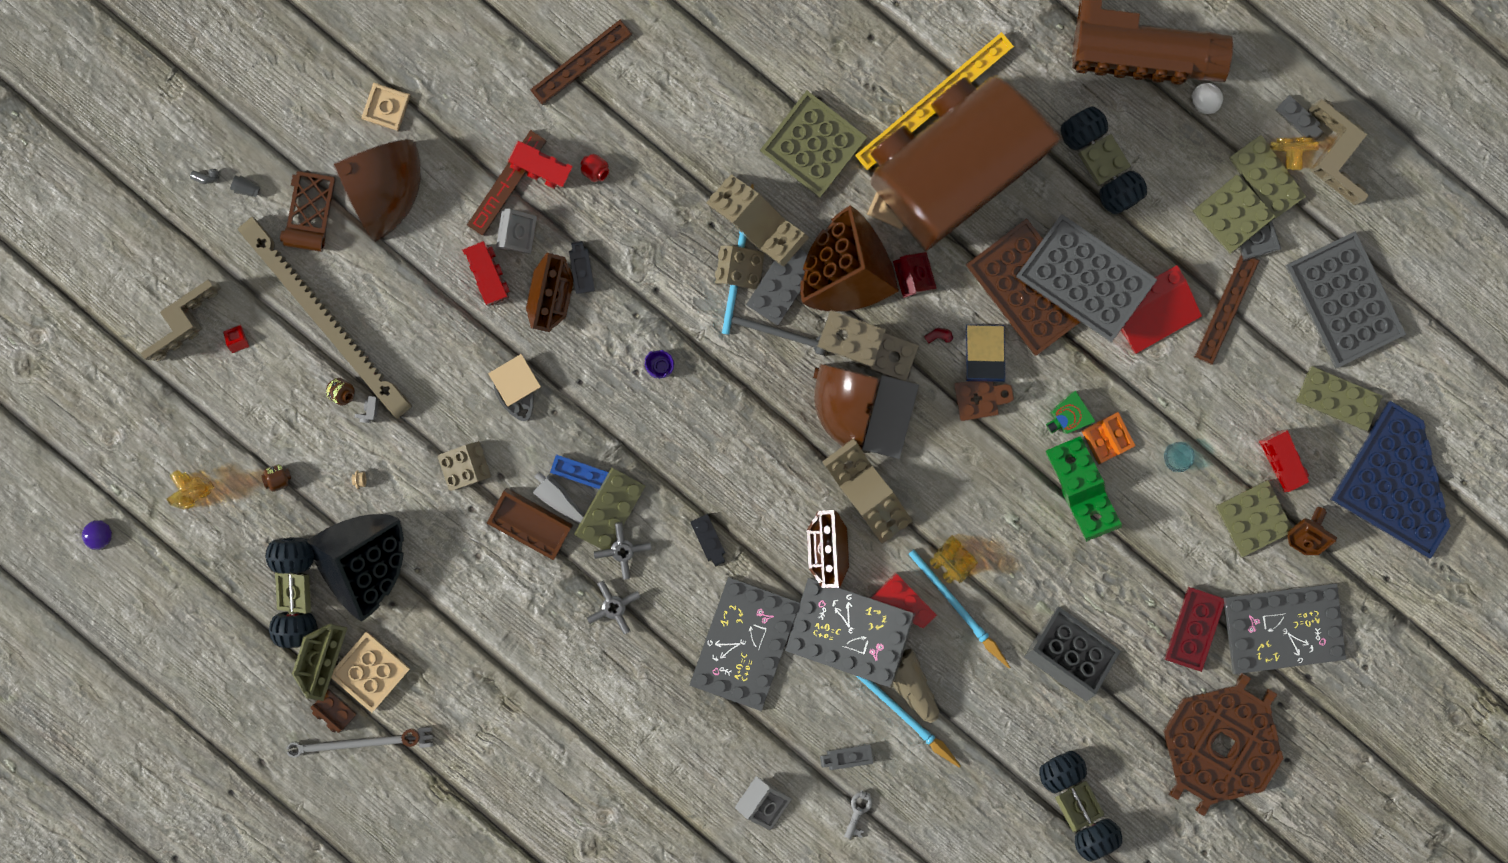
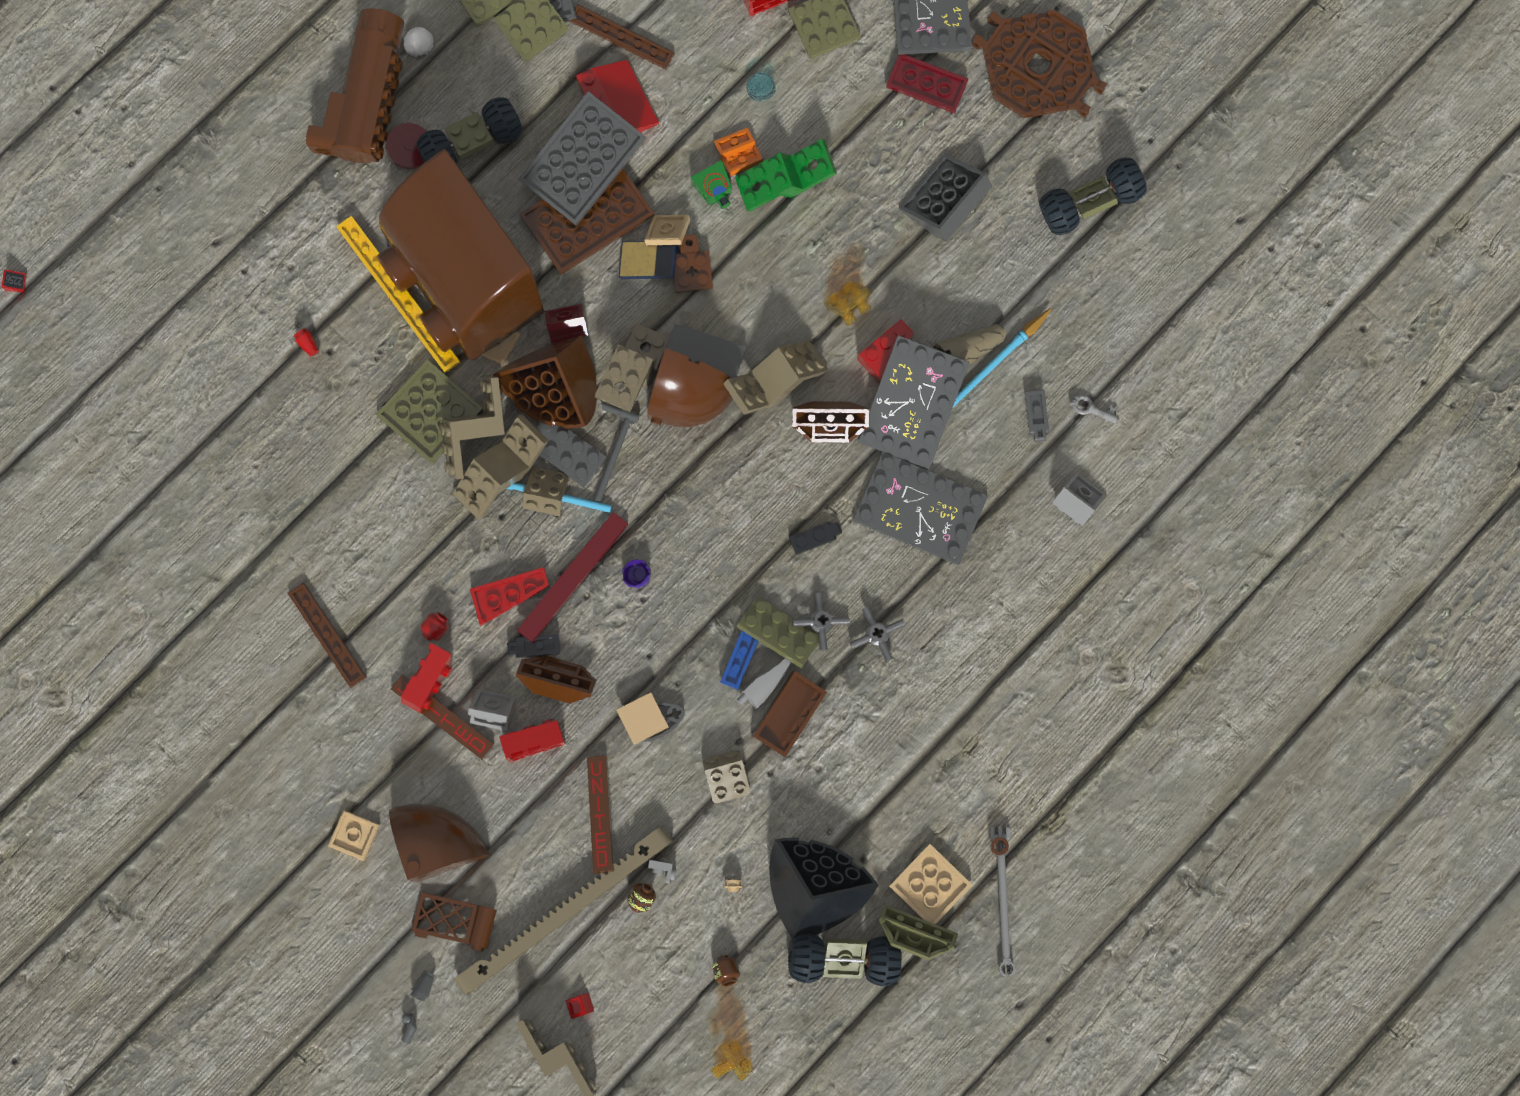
camera: 85 degrees left, 10 degrees down
(333, 712) = (969, 925): reddish brown bracket -> none
(418, 345) = (600, 814): none -> reddish brown tile
(632, 236) = (502, 595): none -> red wing
(652, 301) = (572, 577): none -> dark red tile
(796, 189) = (472, 426): none -> dark tan bracket
(878, 13) = (306, 342): none -> red cone
(940, 333) = (625, 303): dark red arm -> none
(983, 637) = (932, 274): medium azure piece -> none
(1017, 370) = (667, 230): none -> tan tile
(1093, 91) = (402, 145): none -> dark red wheel

